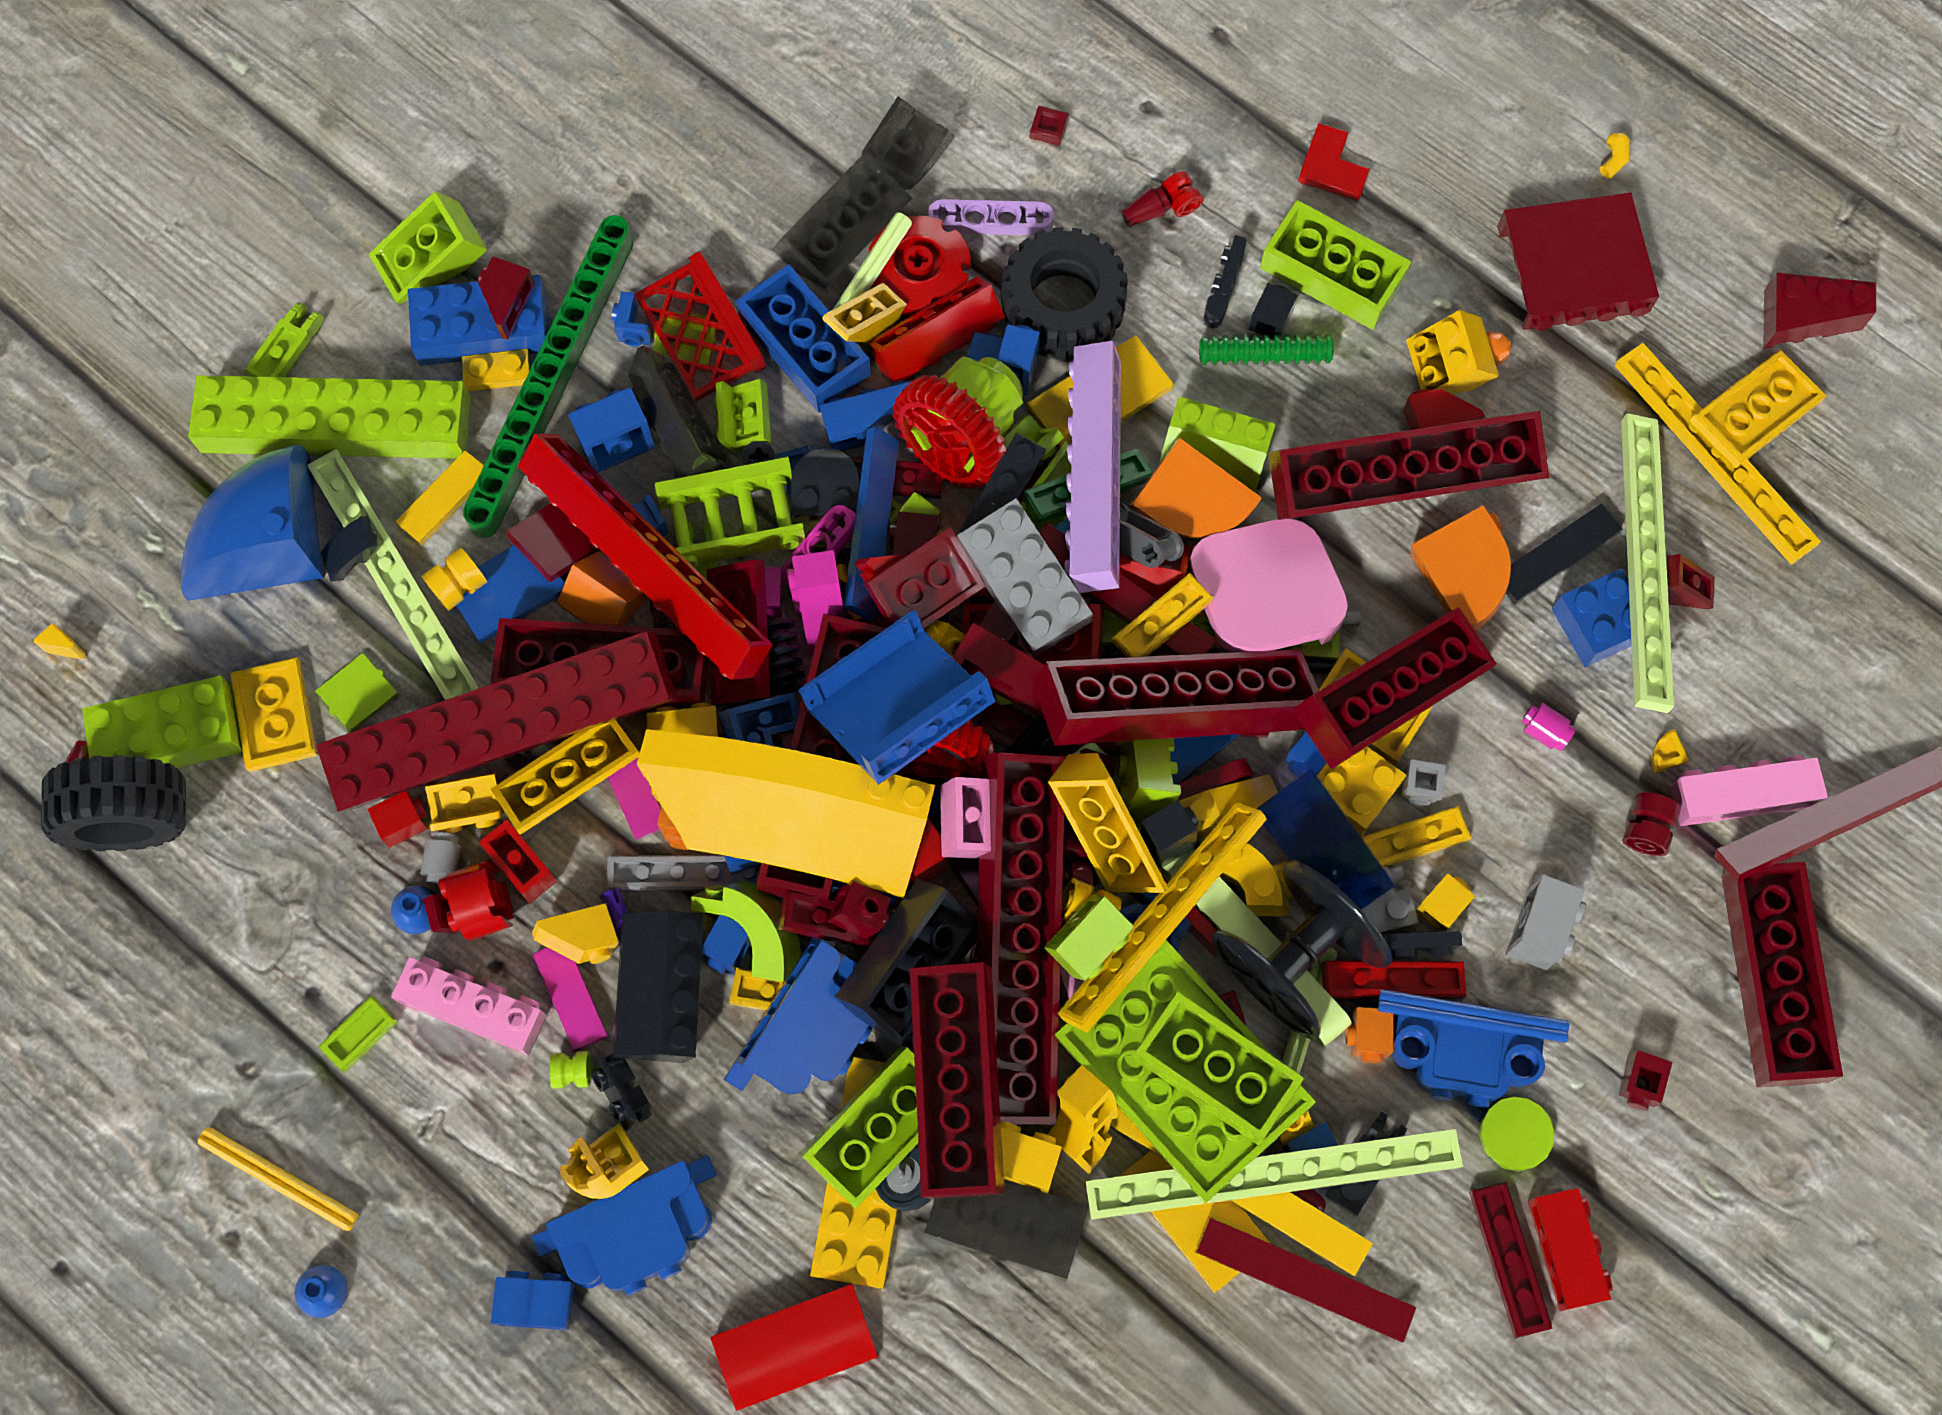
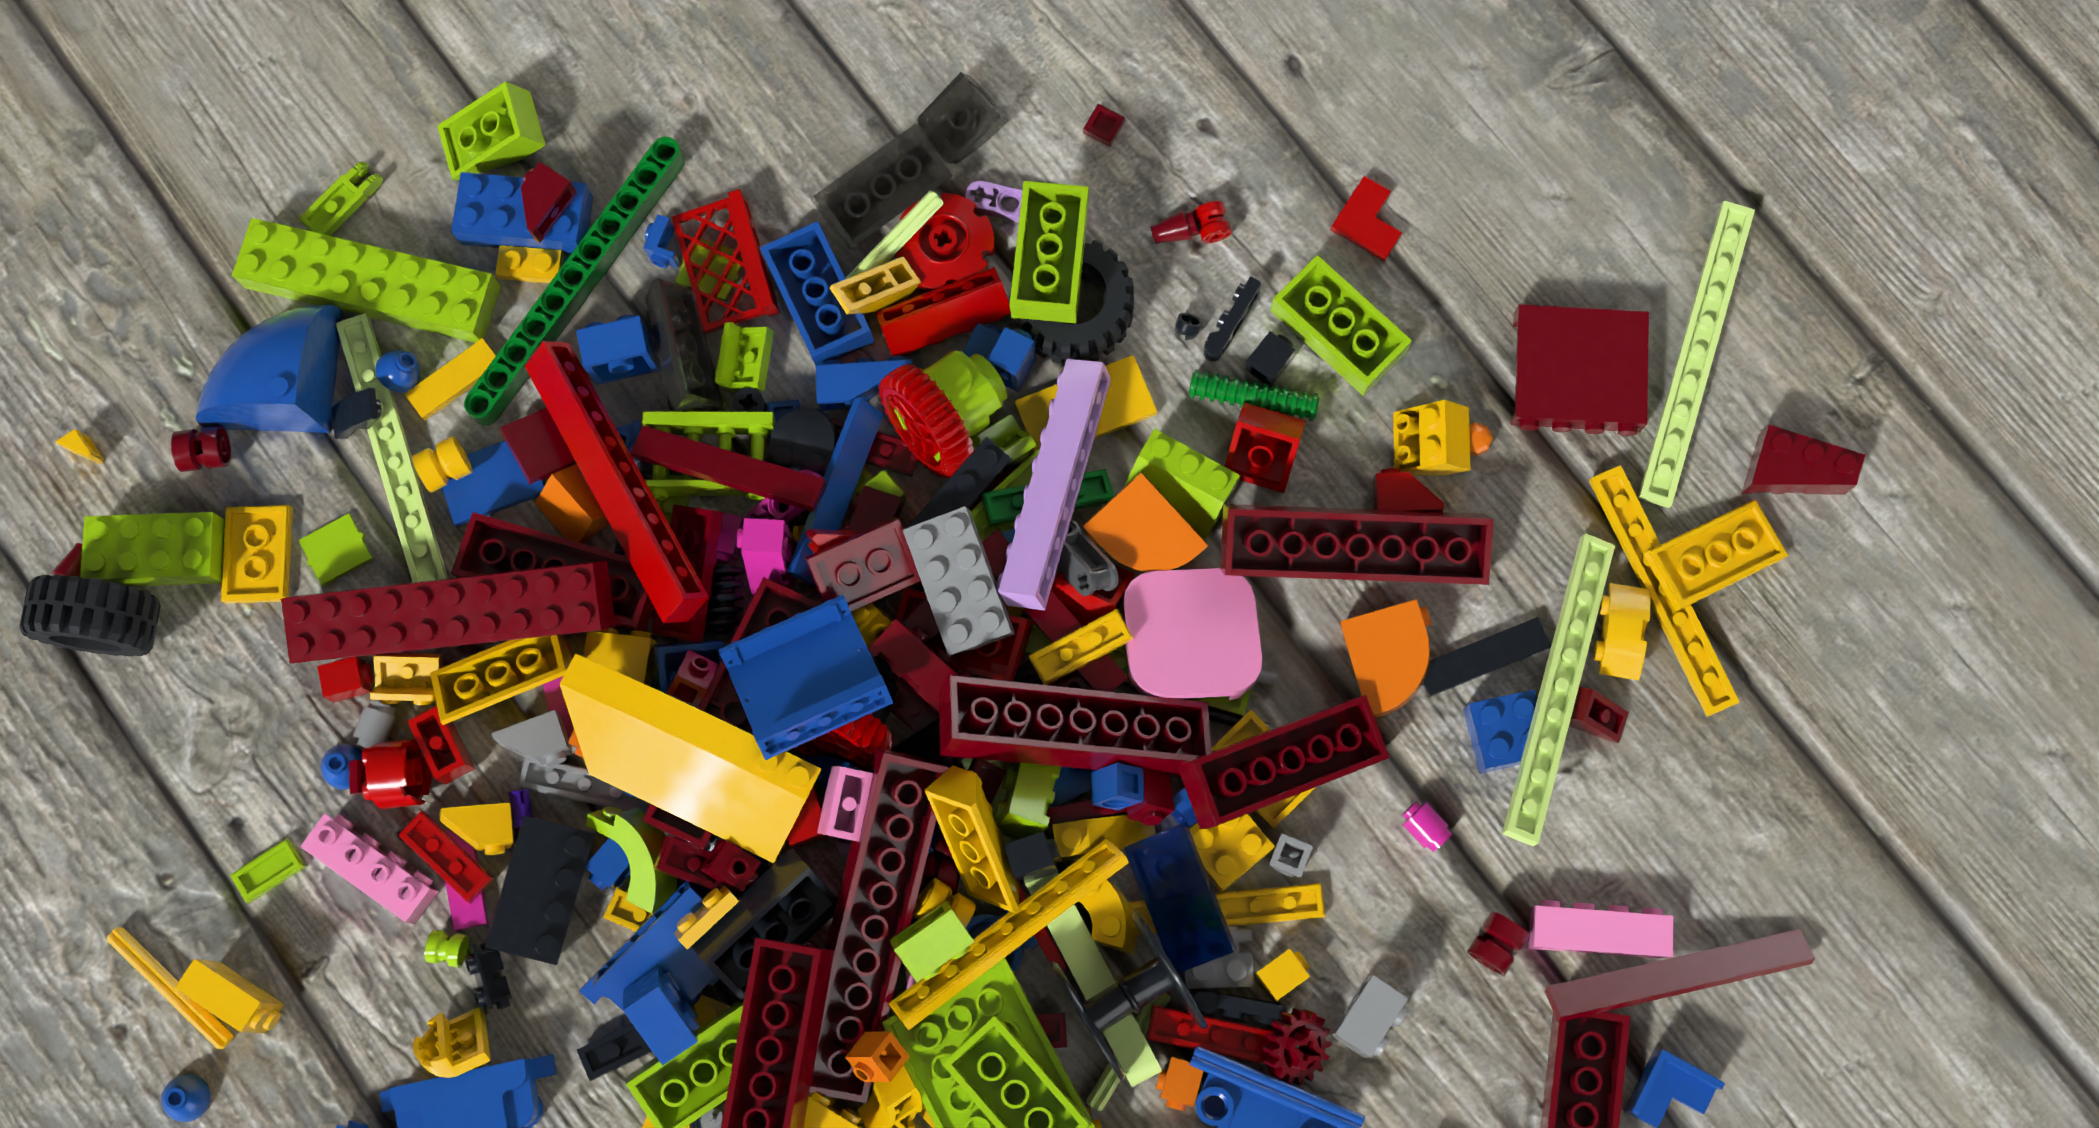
camera: 20 degrees right, 5 degrees up
(180, 623) = (207, 448): none -> dark red wheel
(350, 1168) = (230, 996): none -> yellow brick
(385, 497) = (398, 370): none -> blue brick
(548, 975) = (446, 857): none -> red tile
(618, 834) = (538, 739): none -> light grey slope
(757, 519) = (728, 468): none -> dark red tile
(774, 726) = (692, 679): none -> dark red brick
(782, 1129) = (612, 1052): none -> black hinge
(823, 1077) = (661, 1015): none -> blue brick
(839, 975) = (695, 925): none -> yellow plate
(1036, 242) = (1049, 252): none -> lime brick
(1061, 1067) = (877, 1057): none -> orange brick
(1182, 296) = (1188, 325): none -> black hinge
(1235, 747) = (1117, 786): none -> blue brick
(1267, 754) = (1157, 799): none -> dark red brick
(1291, 395) = (1264, 446): none -> red slope
(1480, 968) = (1300, 1029): none -> dark red gear
(1620, 147) = (1653, 266): yellow arm -> none
(1668, 753) = (1535, 875): yellow tile -> none
(1685, 227) = (1696, 354): none -> yellowish green plate
(1687, 489) = (1623, 629): none -> yellow brick
(1859, 919) = (1668, 1079): none -> blue panel

